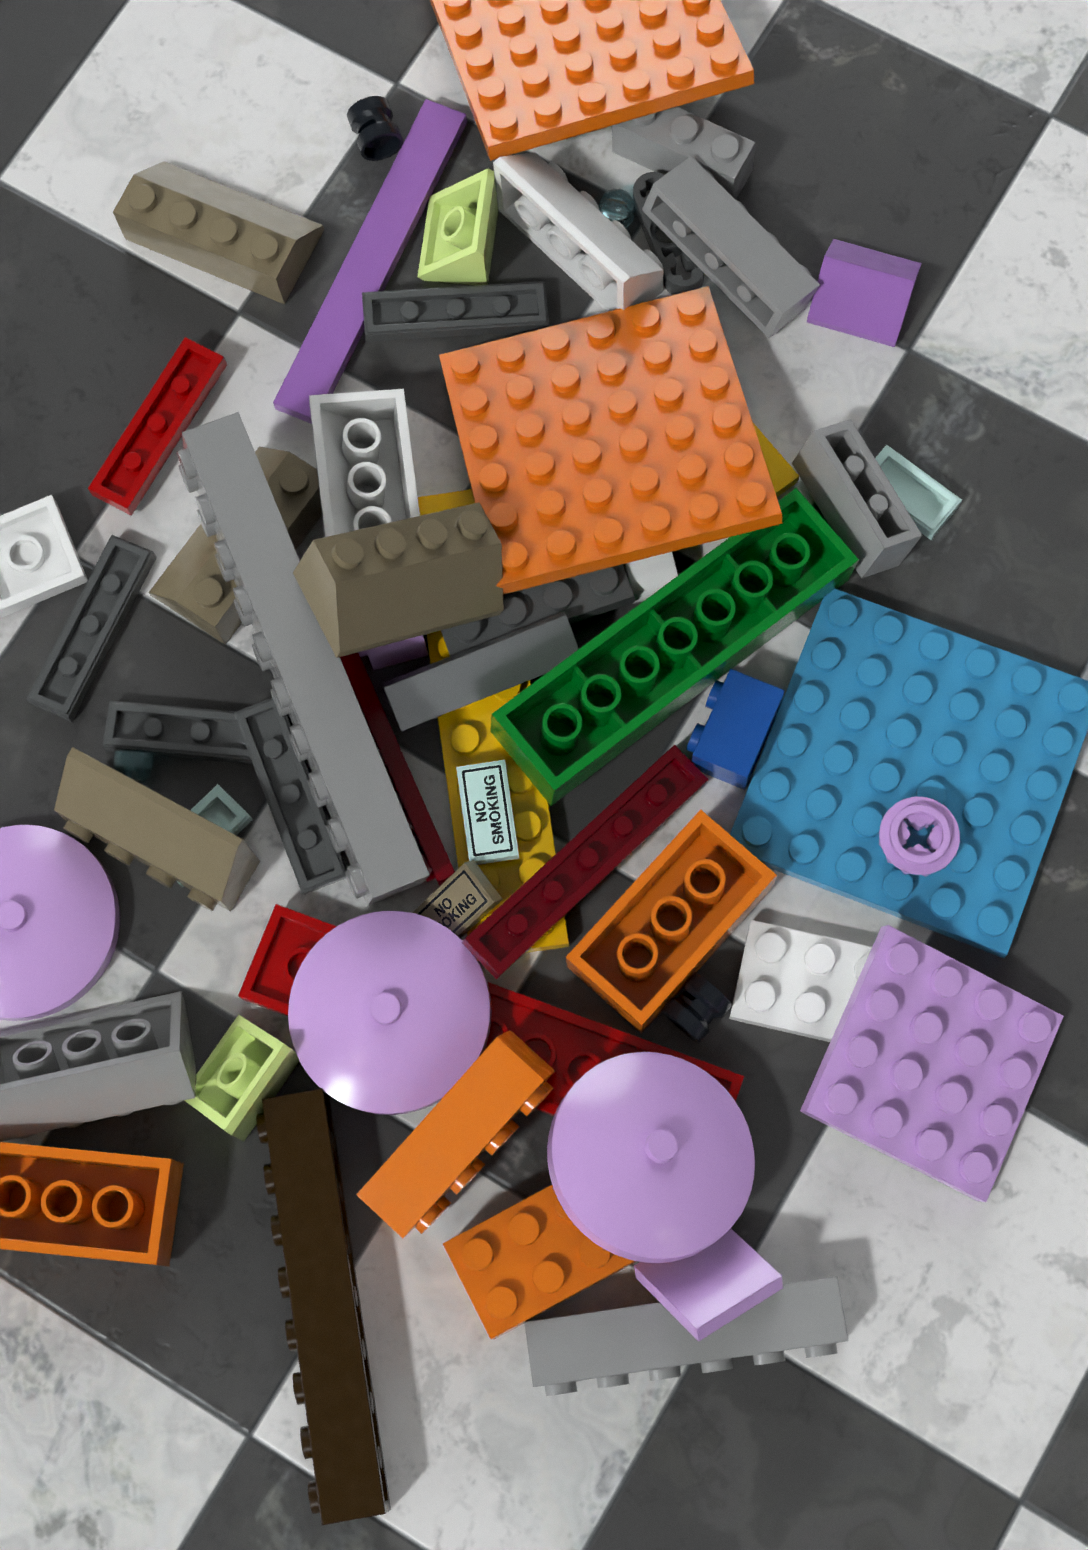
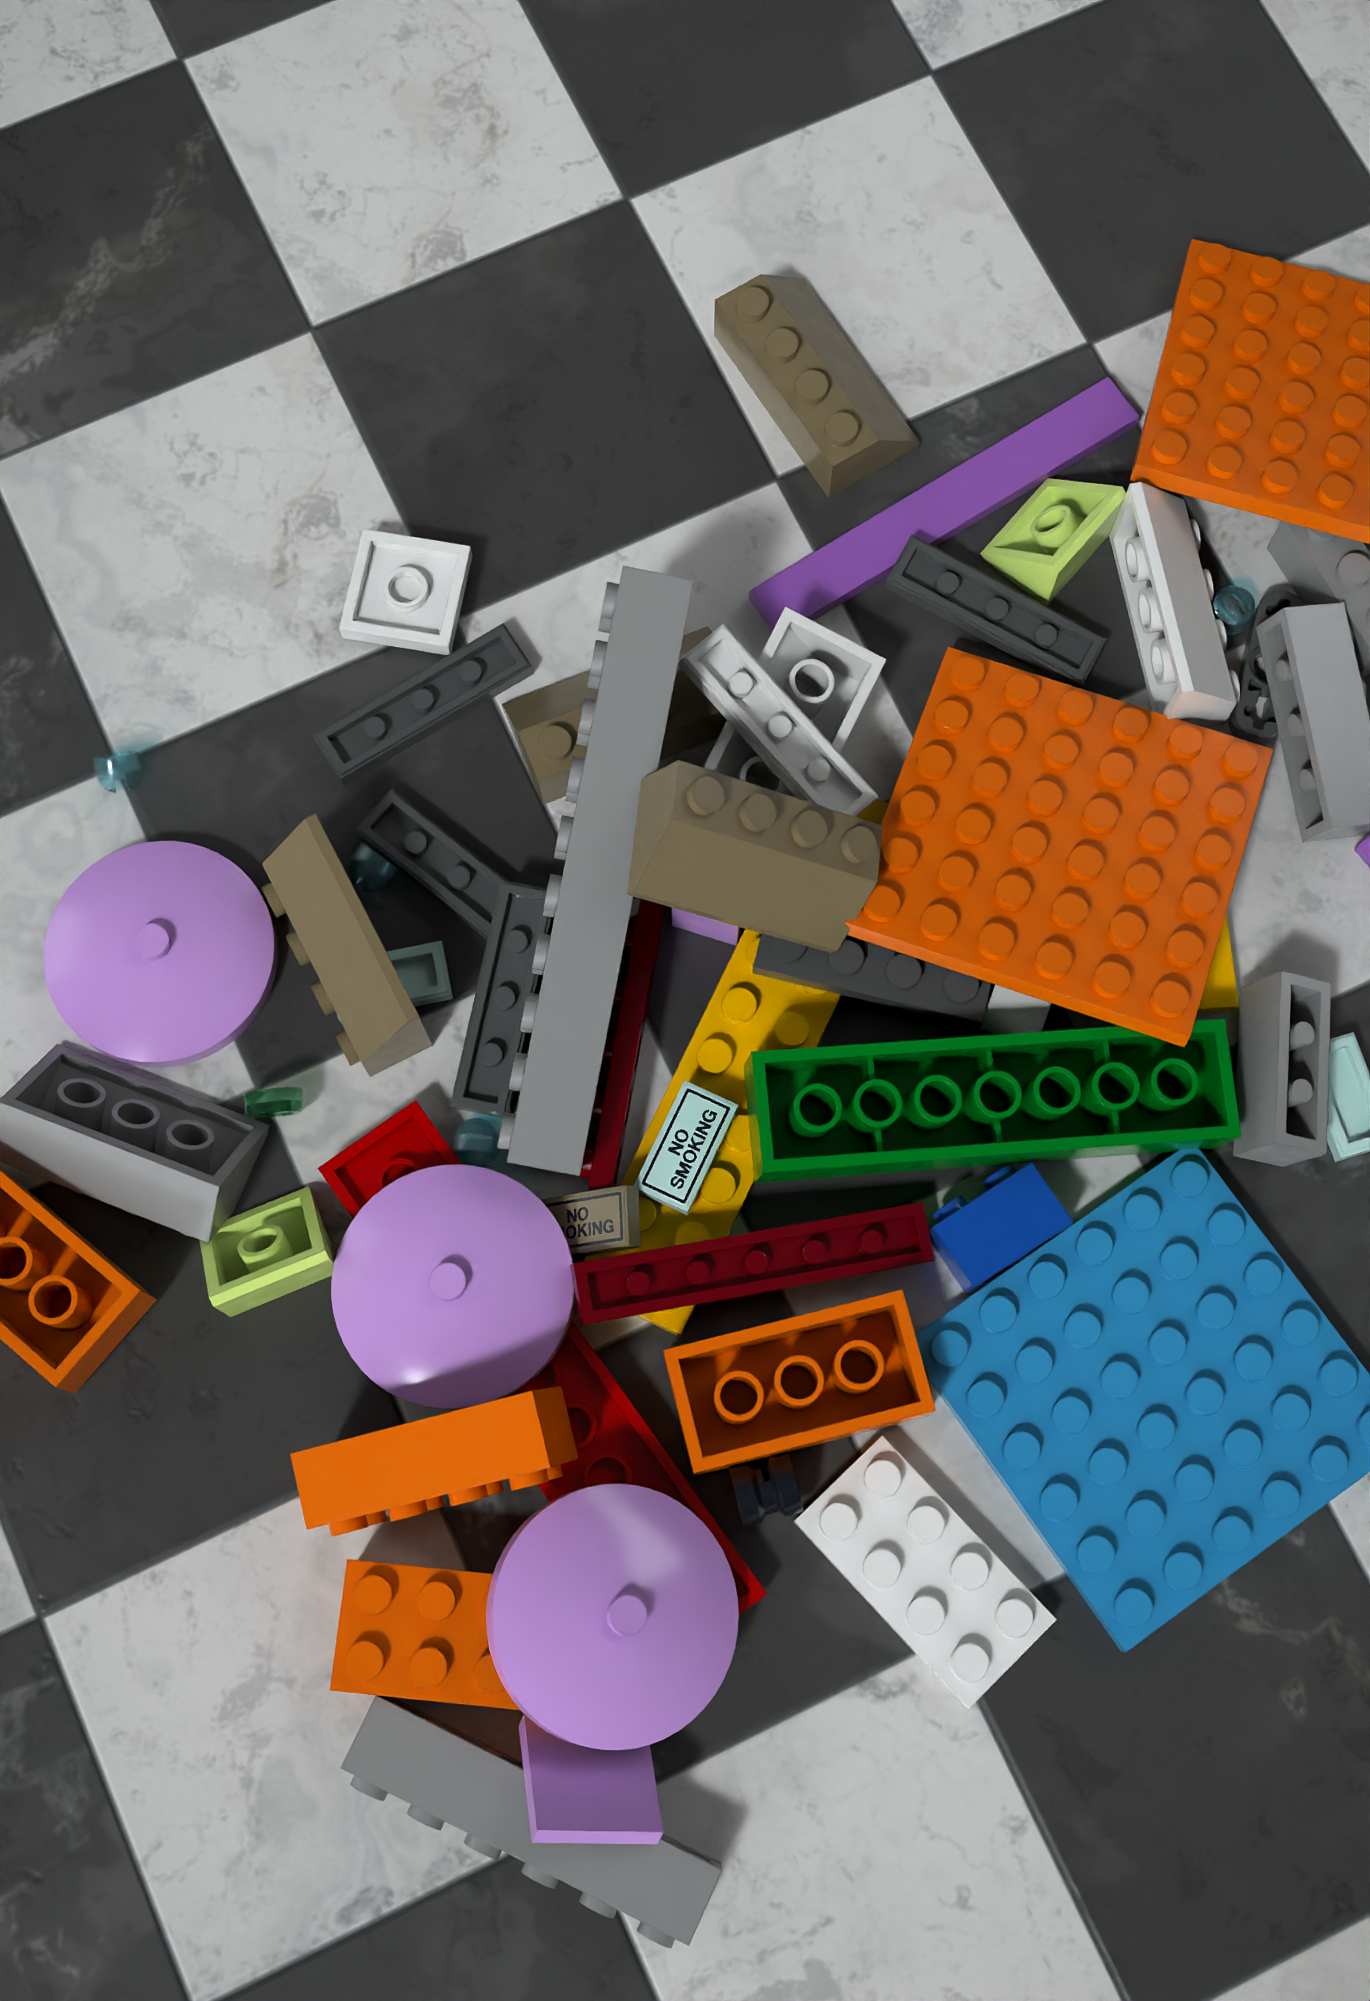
camera: 25 degrees right, 0 degrees up
(157, 426) = (622, 538): red plate -> none
(174, 972) = (273, 1102): none -> clear green tile
(325, 1308) = (192, 1544): dark brown brick -> none
(338, 905) = (476, 1143): none -> clear light blue hinge
(355, 480) = (774, 724): none -> white tile
(376, 133) = (1037, 366): black wheel -> none
(480, 671) = (774, 998): dark grey tile -> none
(919, 813) = (1130, 1444): lavender gear -> none
(932, 1063) = (970, 1715): lavender plate -> none

